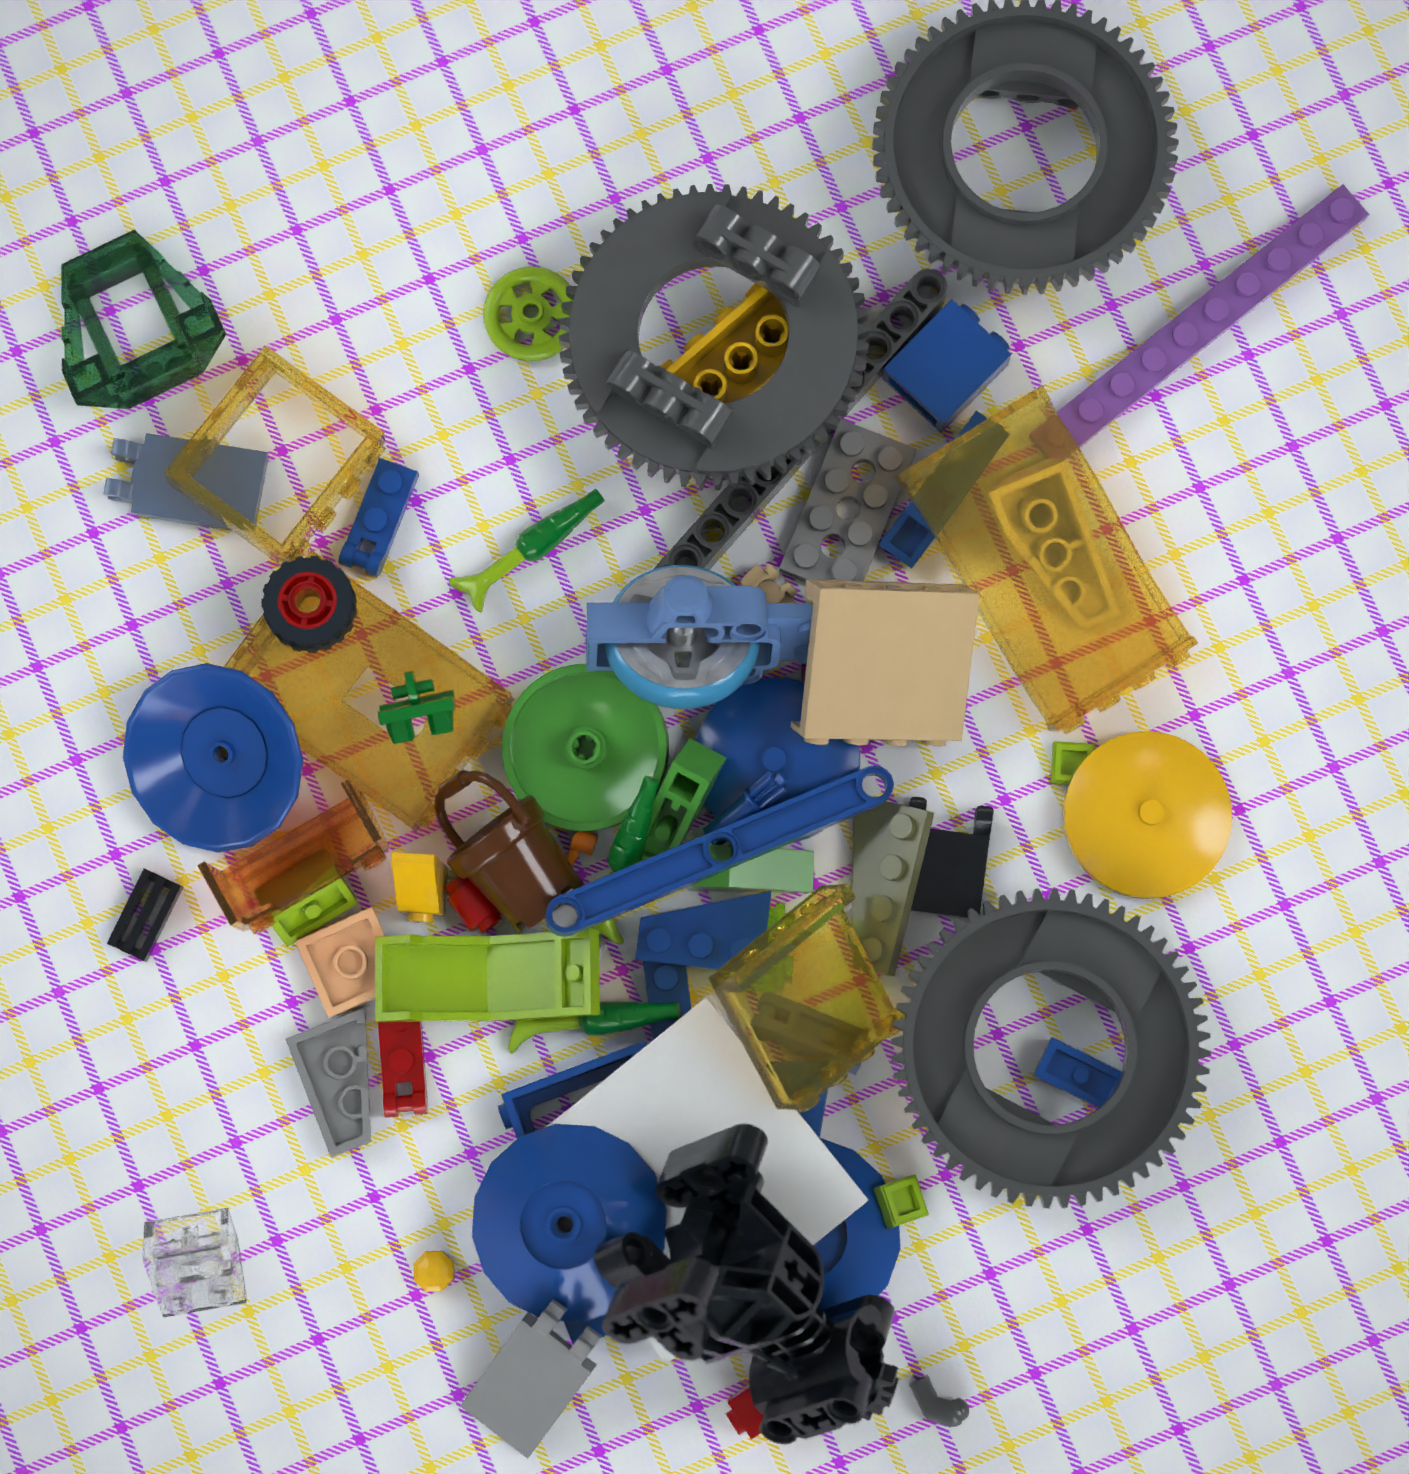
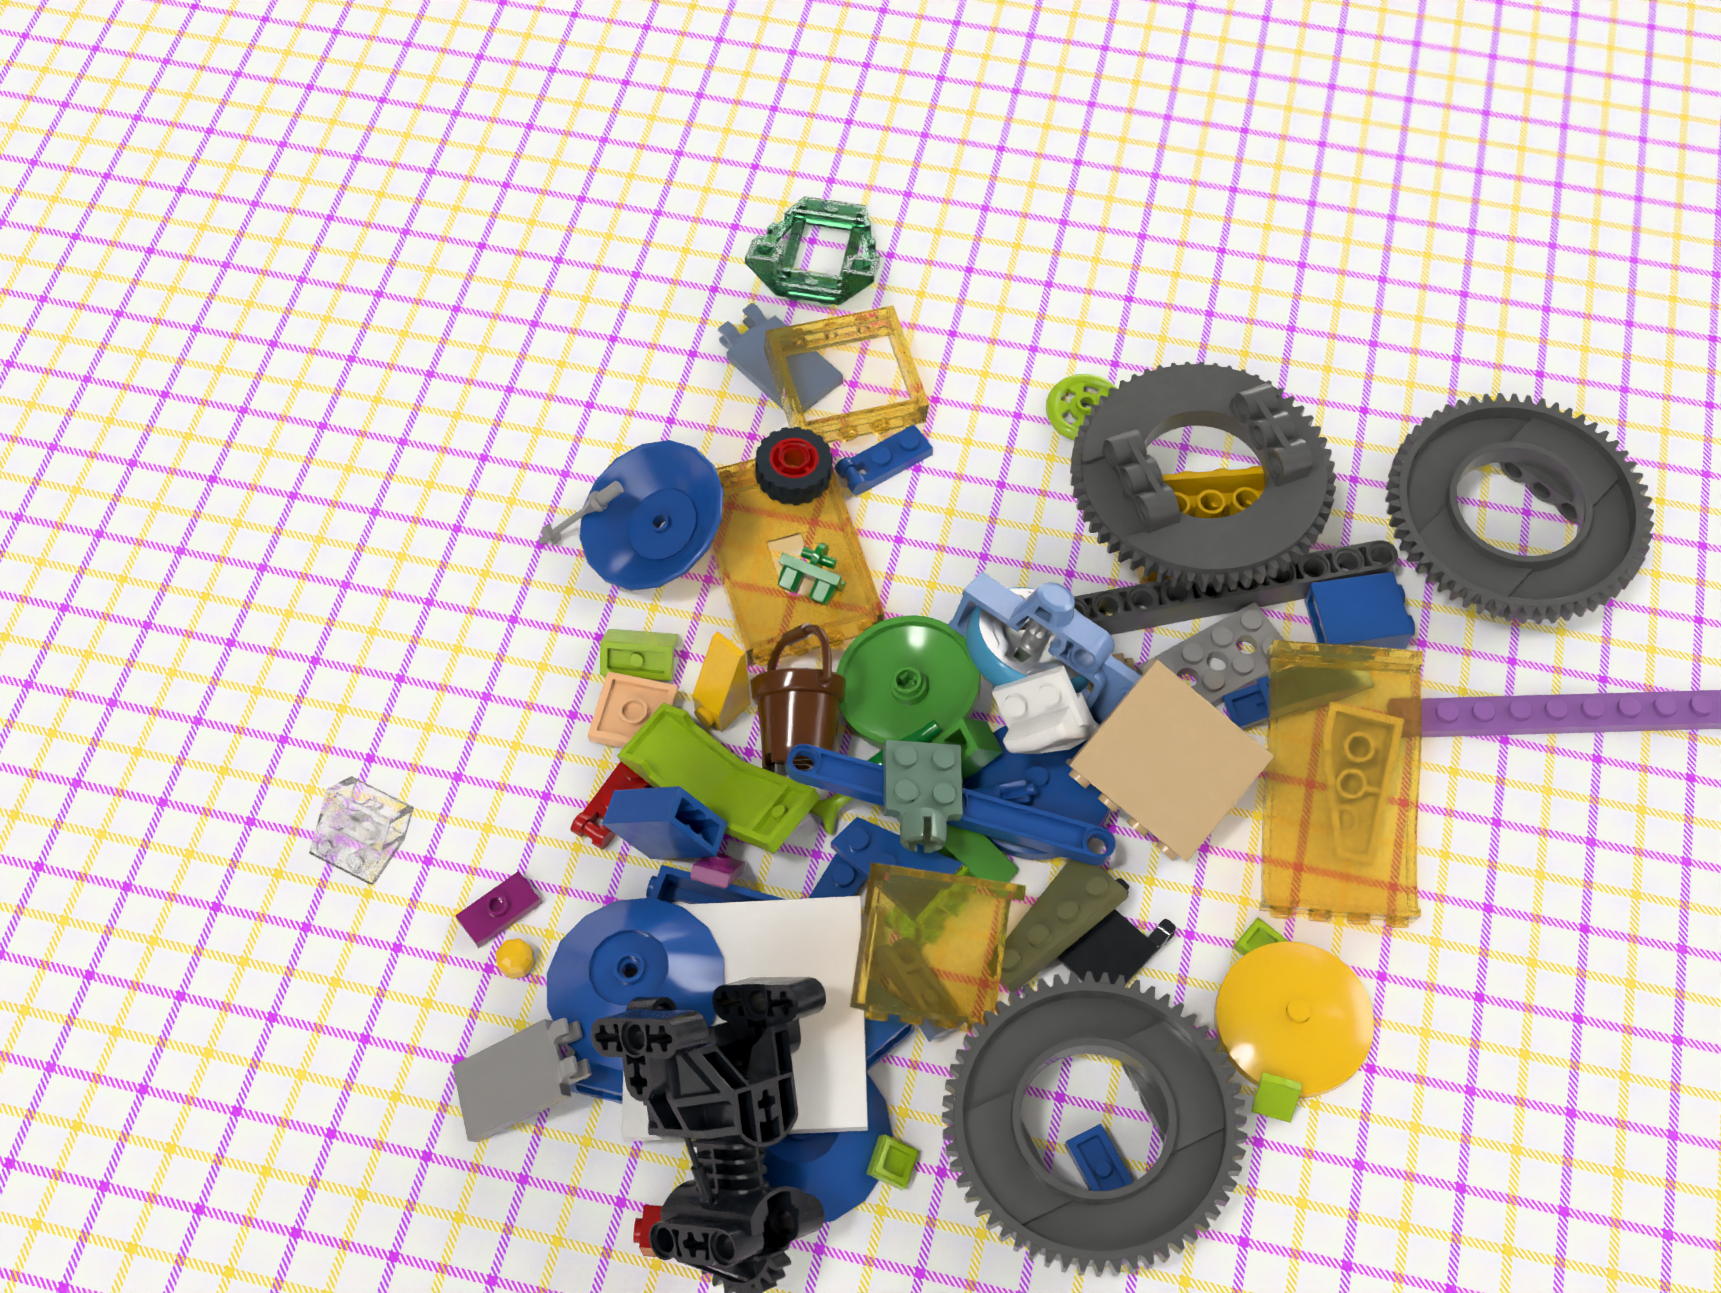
camera: 30 degrees right, 20 degrees down
(131, 907) = (523, 587): black tile -> none
(146, 781) = (596, 502): none -> light grey piece
(298, 863) = (647, 618): clear orange windscreen -> none
(336, 1079) = (558, 781): light grey wing -> none
(381, 1238) = (498, 909): none -> magenta plate
(472, 905) = (746, 732): red brick -> none
(478, 1059) = (665, 823): none -> blue brick
(530, 546) = (973, 540): green piece -> none
(554, 1061) = (717, 870): none -> magenta plate
(581, 842) = (856, 748): orange hand -> none
(612, 1018) = (777, 870): green piece -> none
(691, 861) = (922, 790): none -> sand green plate
(747, 710) = (1043, 713): none -> white piece
(1181, 901) = (1276, 1097): none -> lime tile

